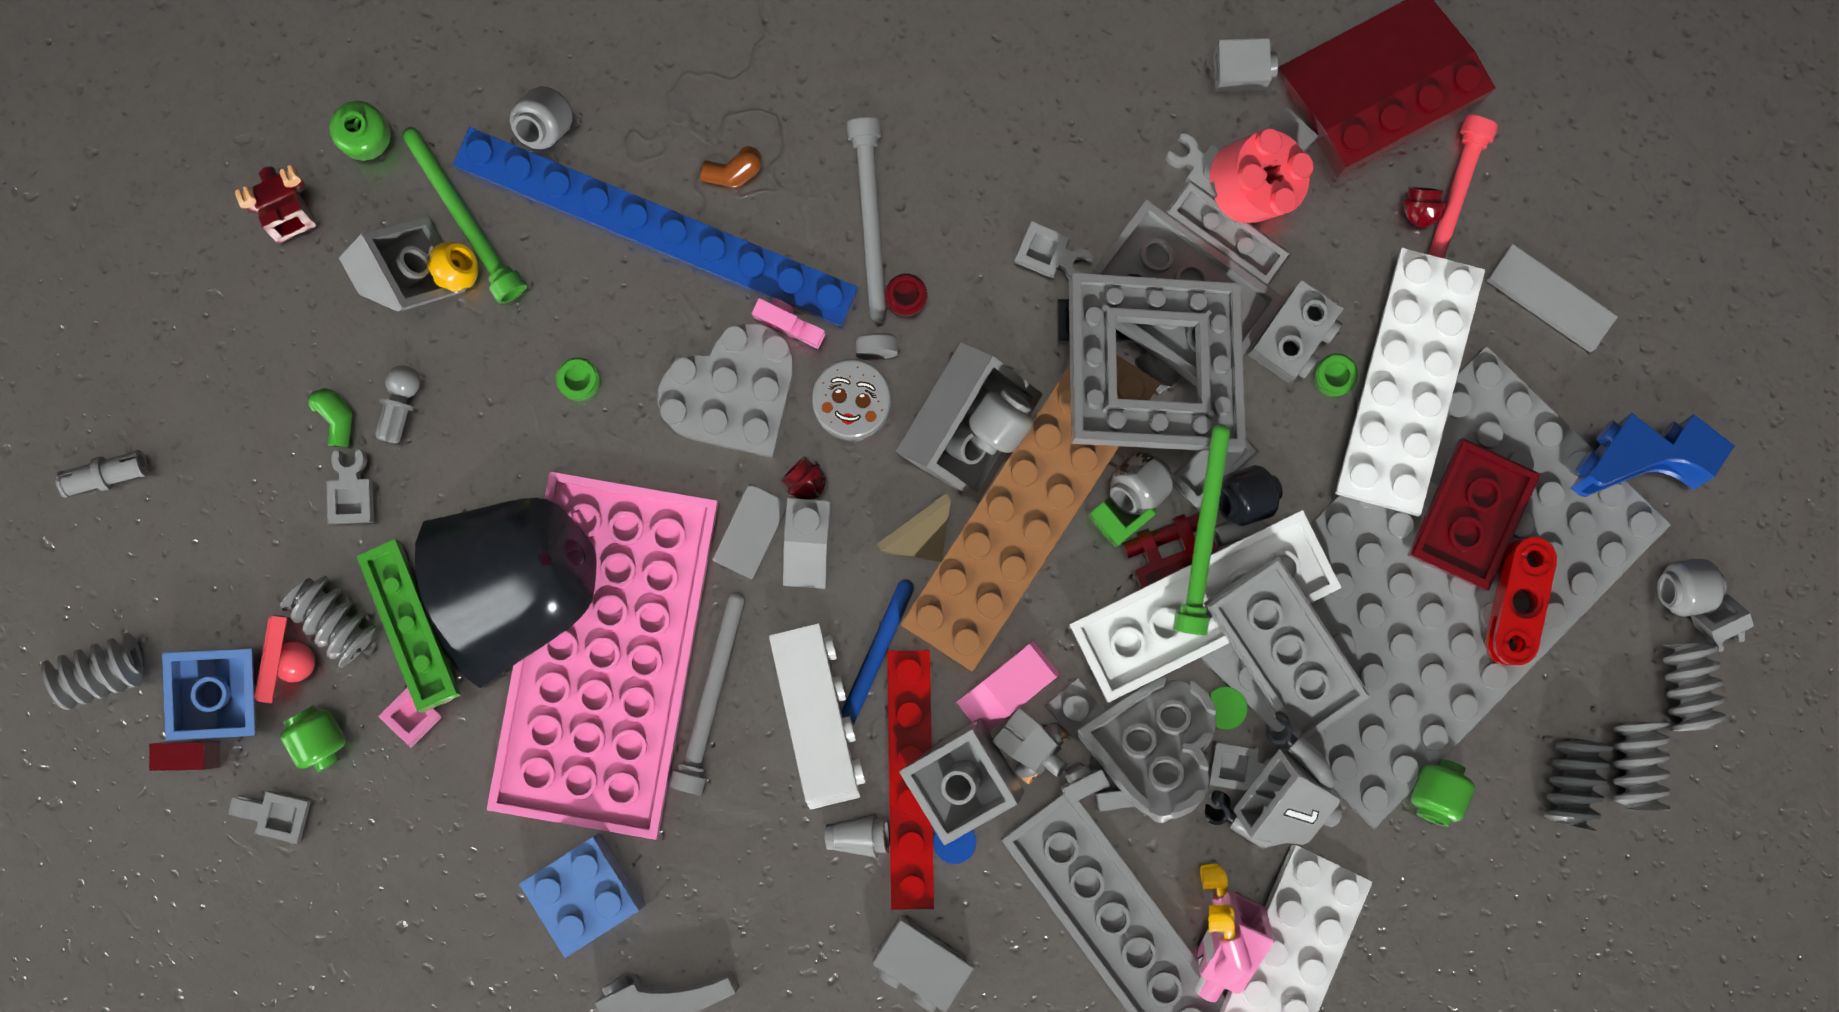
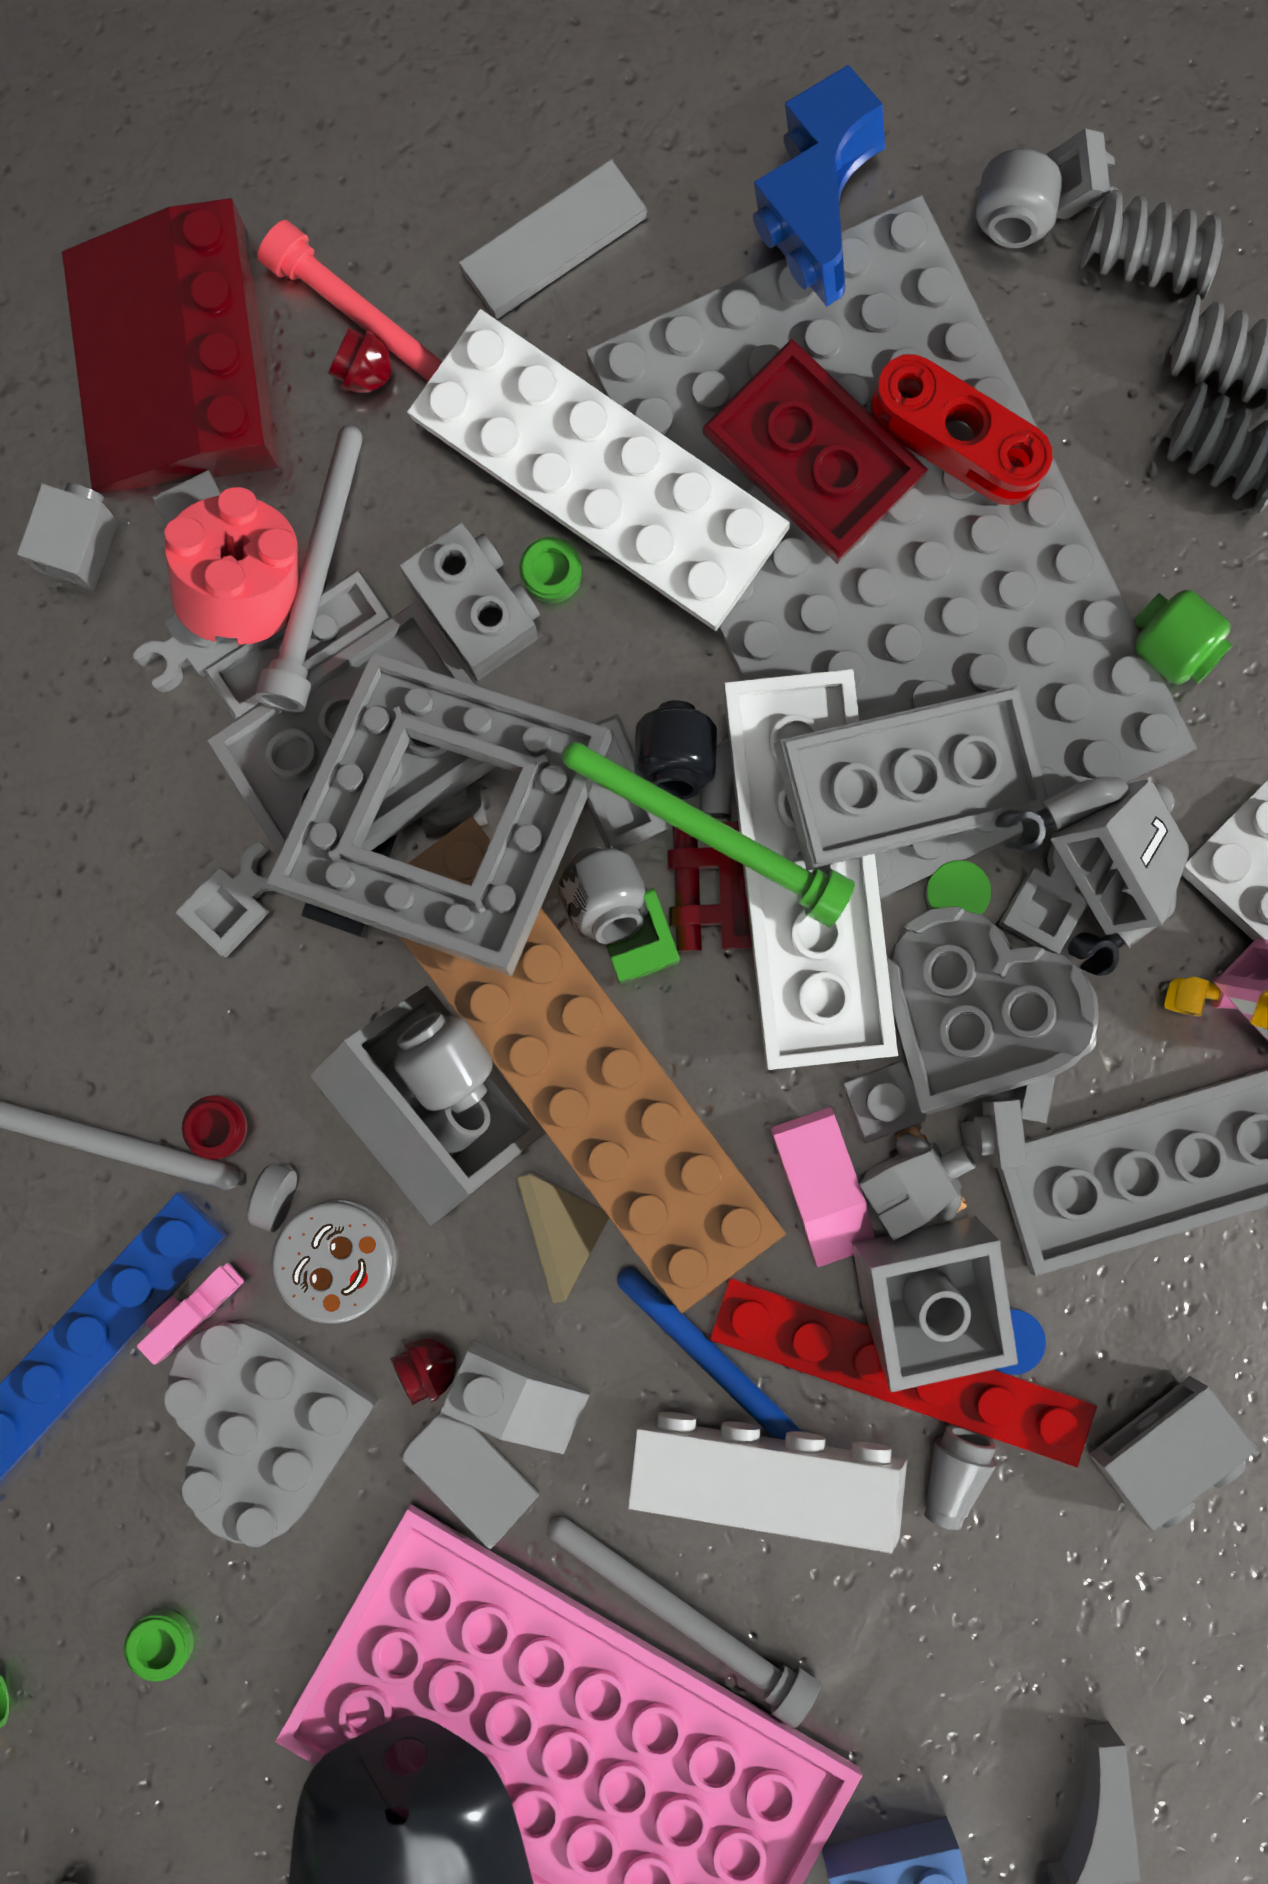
camera: 70 degrees left, 0 degrees up
(1201, 235) = (285, 681): none -> light grey piece

